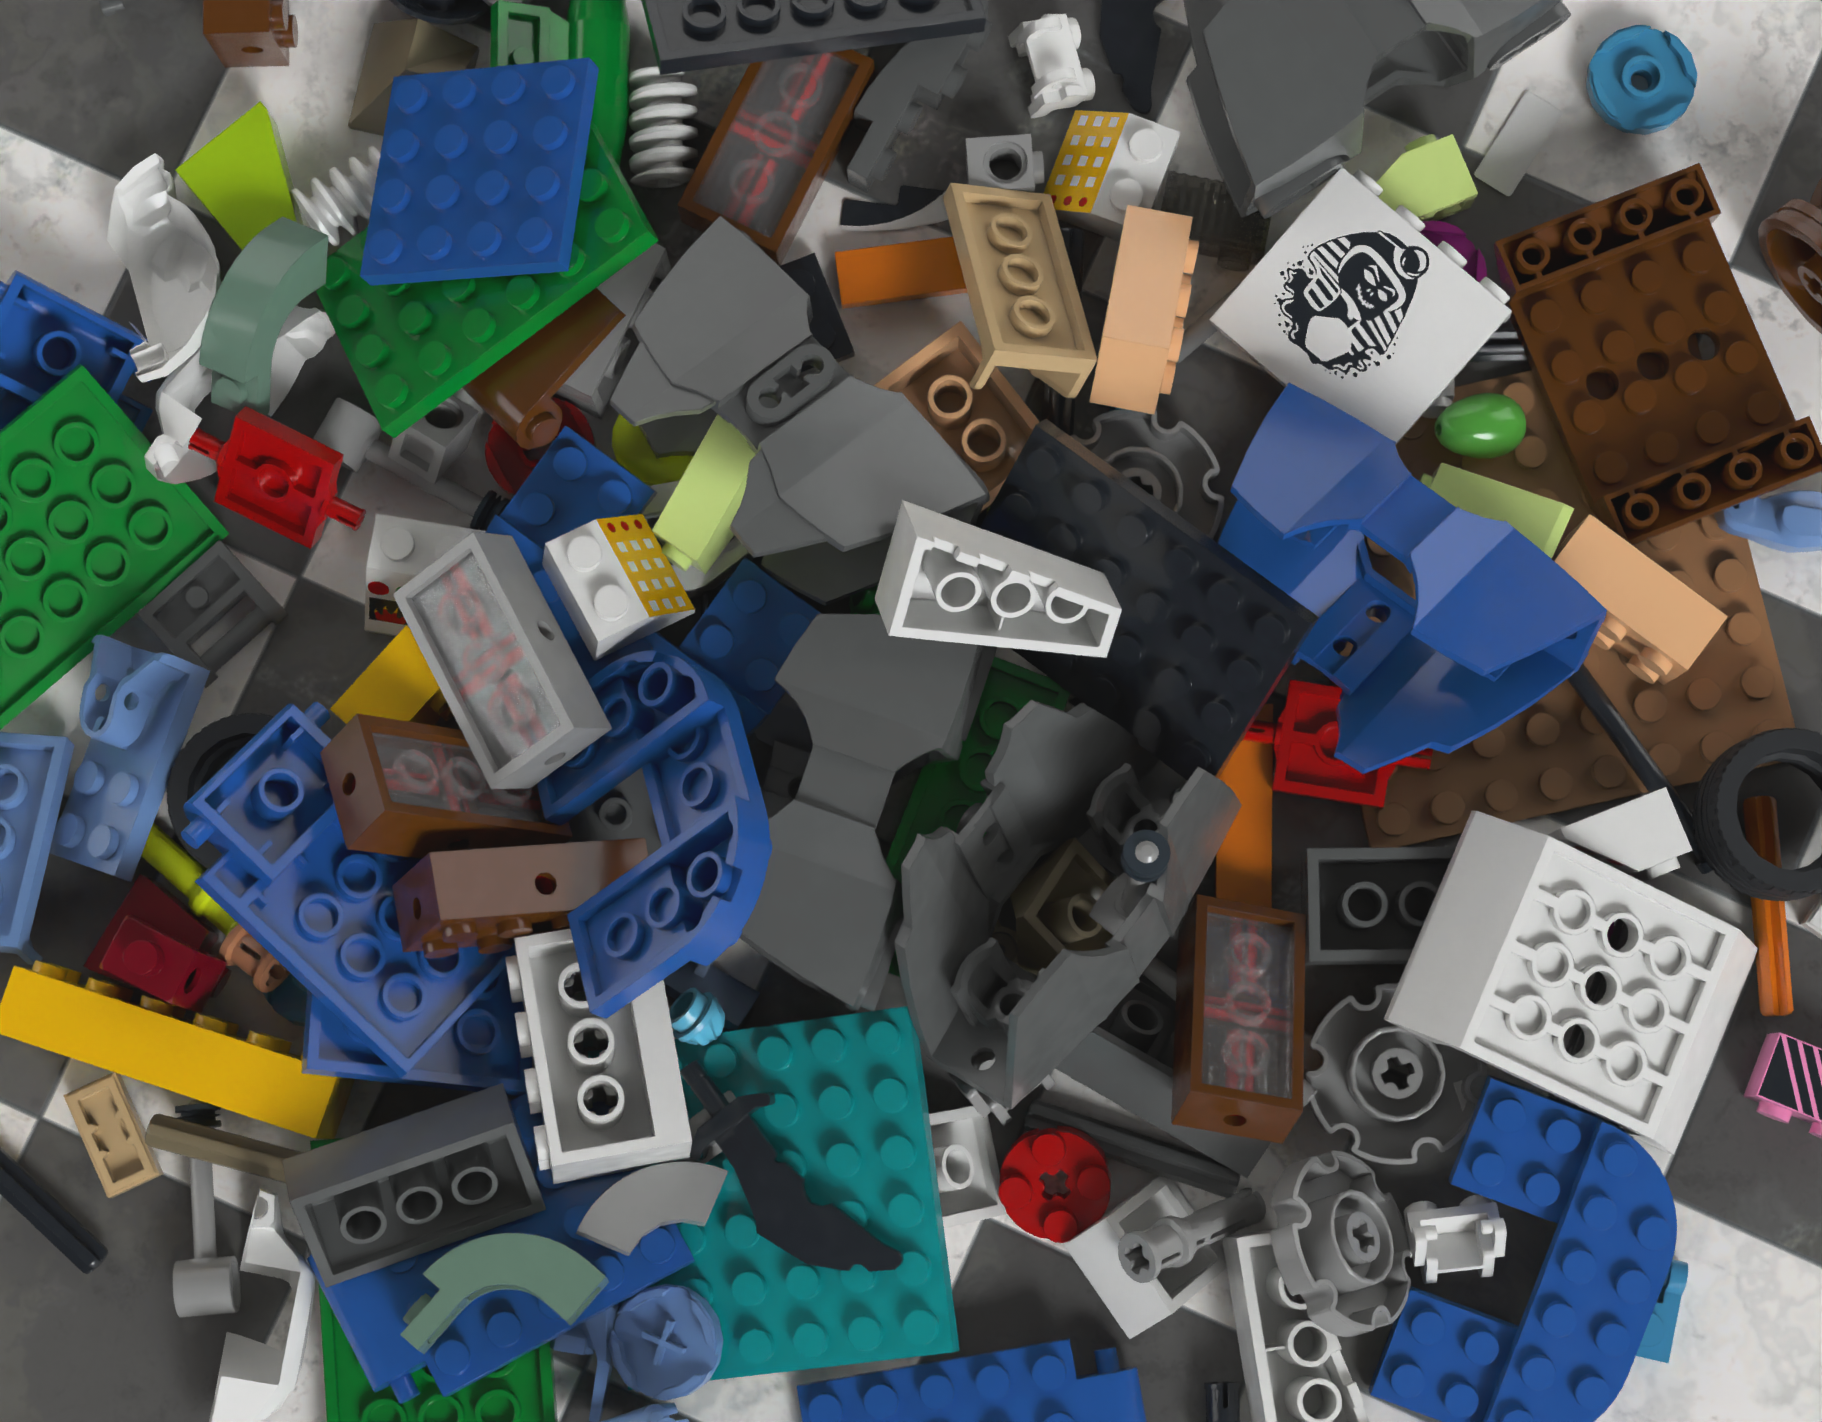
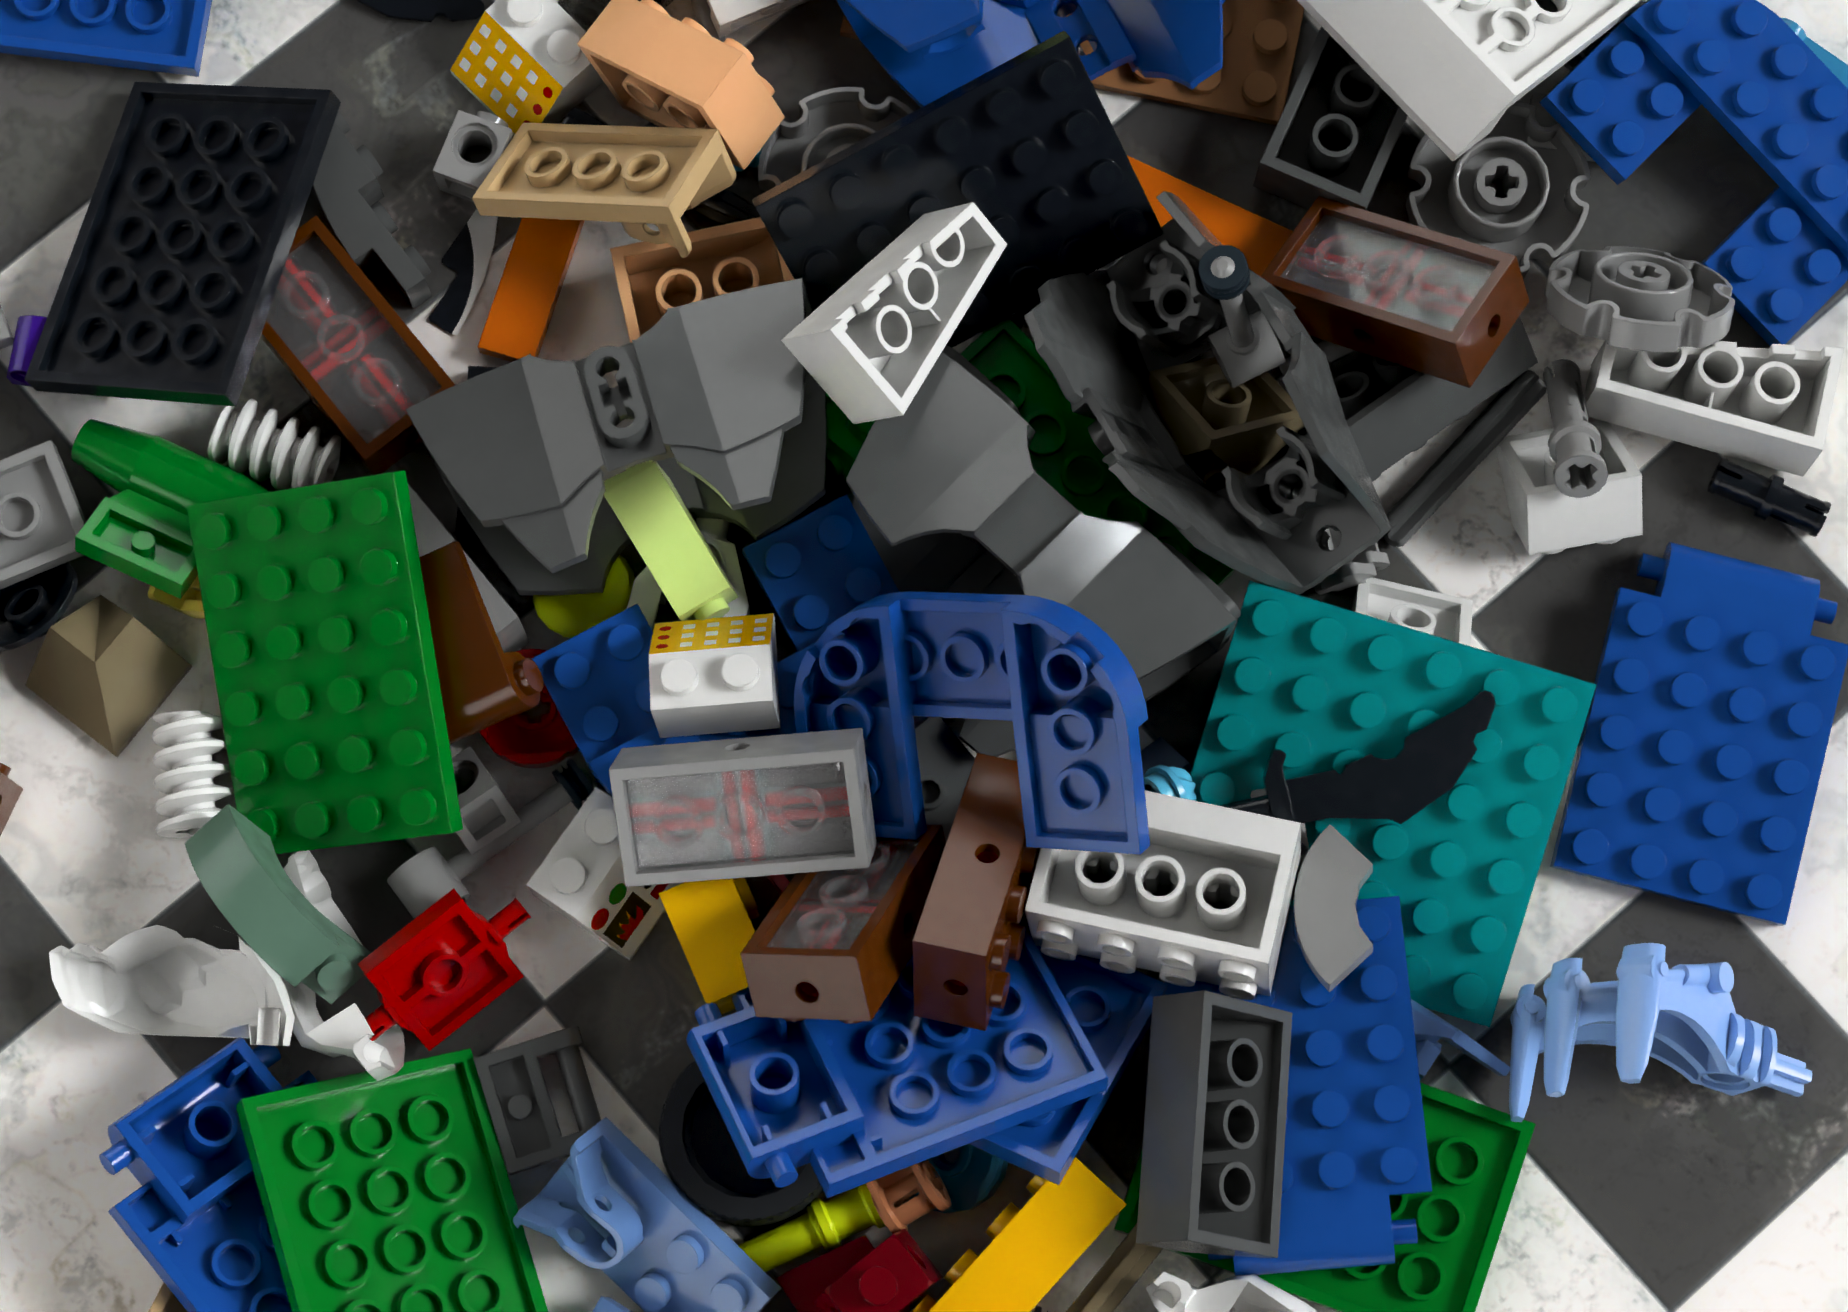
camera: 70 degrees left, 5 degrees down
(243, 177) = (126, 878): lime slope -> none
(480, 173) = (244, 622): blue plate -> none
(502, 1262) = (1345, 1041): sand green arch -> none
(666, 1341) = (1464, 962): medium blue tile -> none
(1054, 63) = (396, 60): white piece -> none
(1056, 1215) = (1434, 528): red plate -> none
(1306, 746) = (1168, 120): red plate -> none
(1455, 1237) = (1671, 204): white piece -> none

